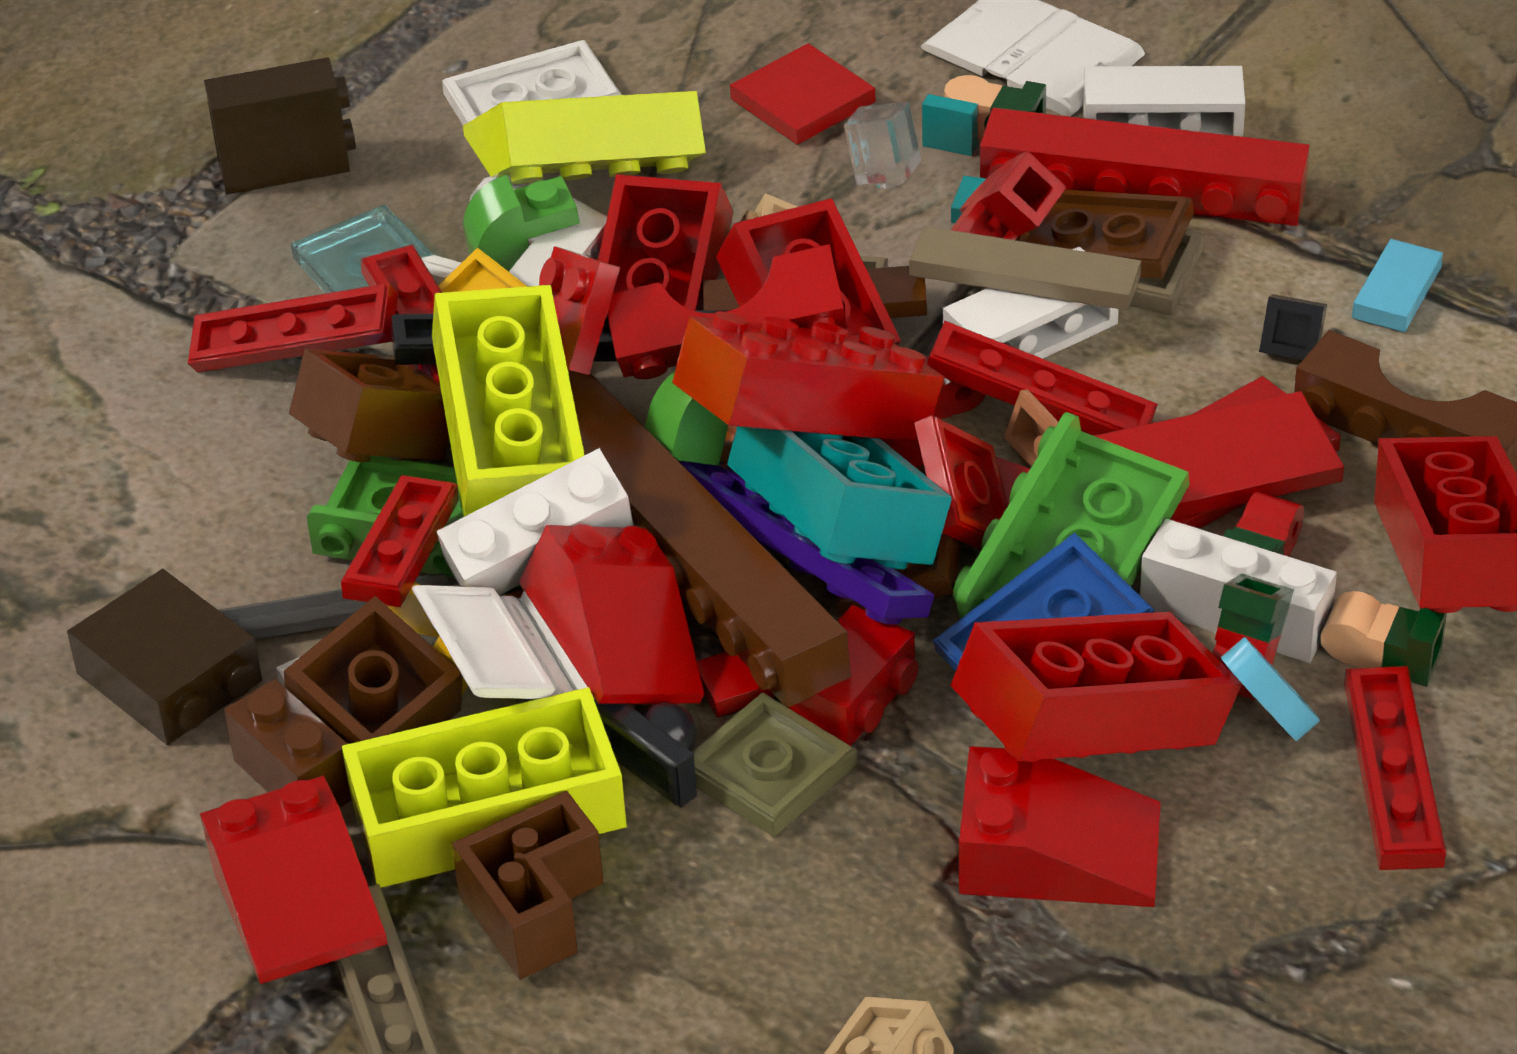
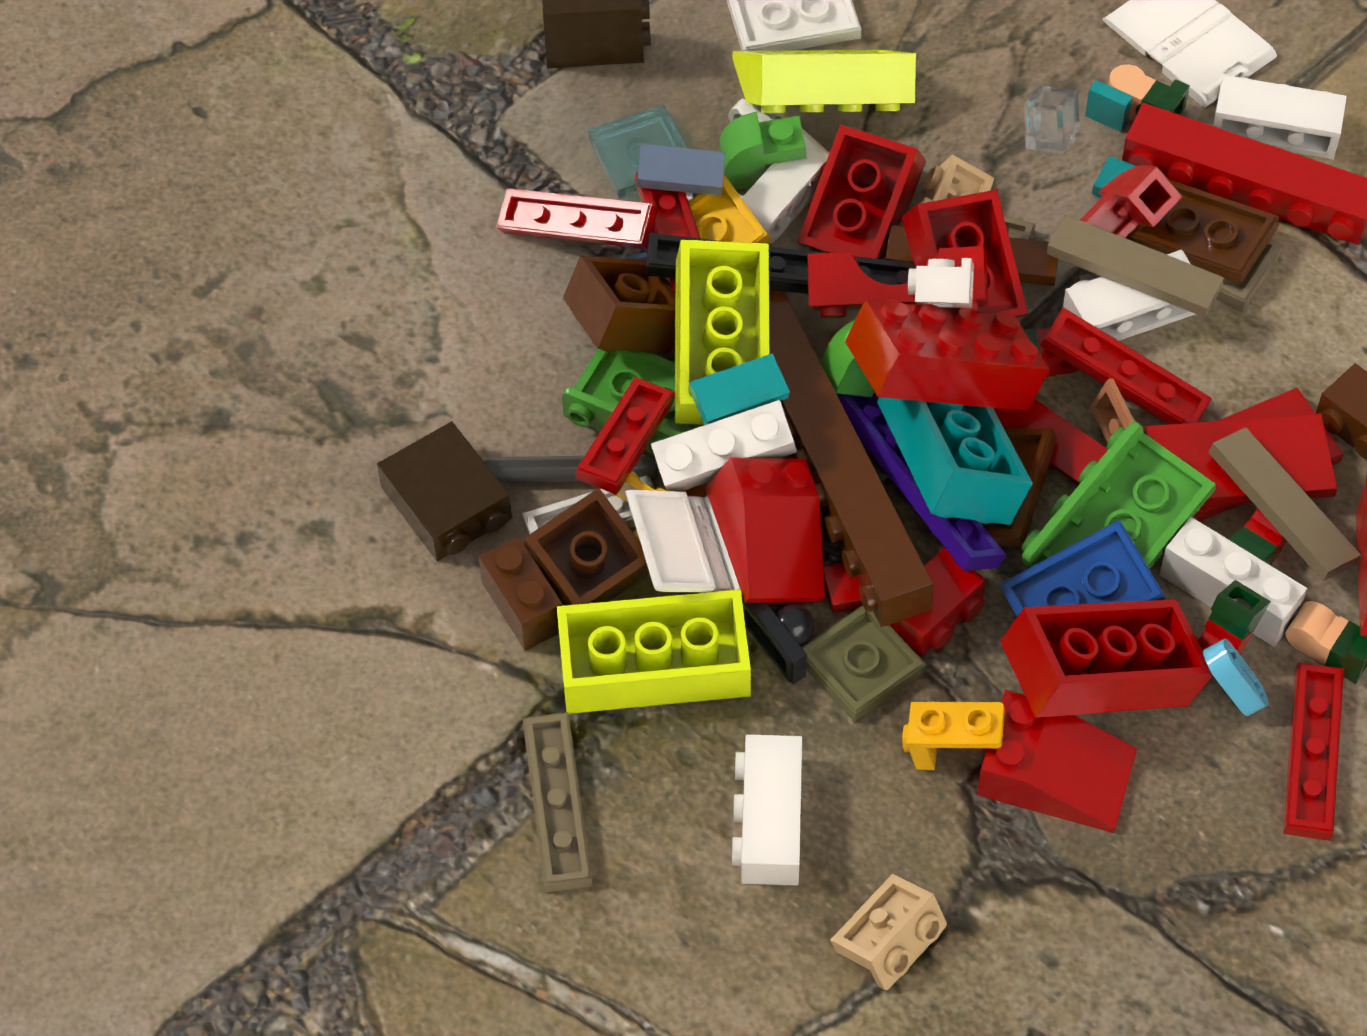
camera: 10 degrees right, 15 degrees up
(292, 879) = (507, 704): red slope -> none
(419, 245) = (680, 169): none -> sand blue tile
(523, 878) = (665, 731): reddish brown brick -> none
(541, 448) = (739, 389): none -> teal tile
(581, 300) = (791, 252): red wing -> none
(680, 950) = (768, 810): none -> white brick
(786, 290) = (943, 283): none -> white brick
(802, 93) = (1001, 51): red tile -> none
(905, 799) = (951, 726): none -> yellow bracket
(968, 473) = (1049, 456): red tile -> none
(1282, 488) = (1284, 504): none -> dark tan tile
(1292, 326) = (1330, 348): black tile -> none

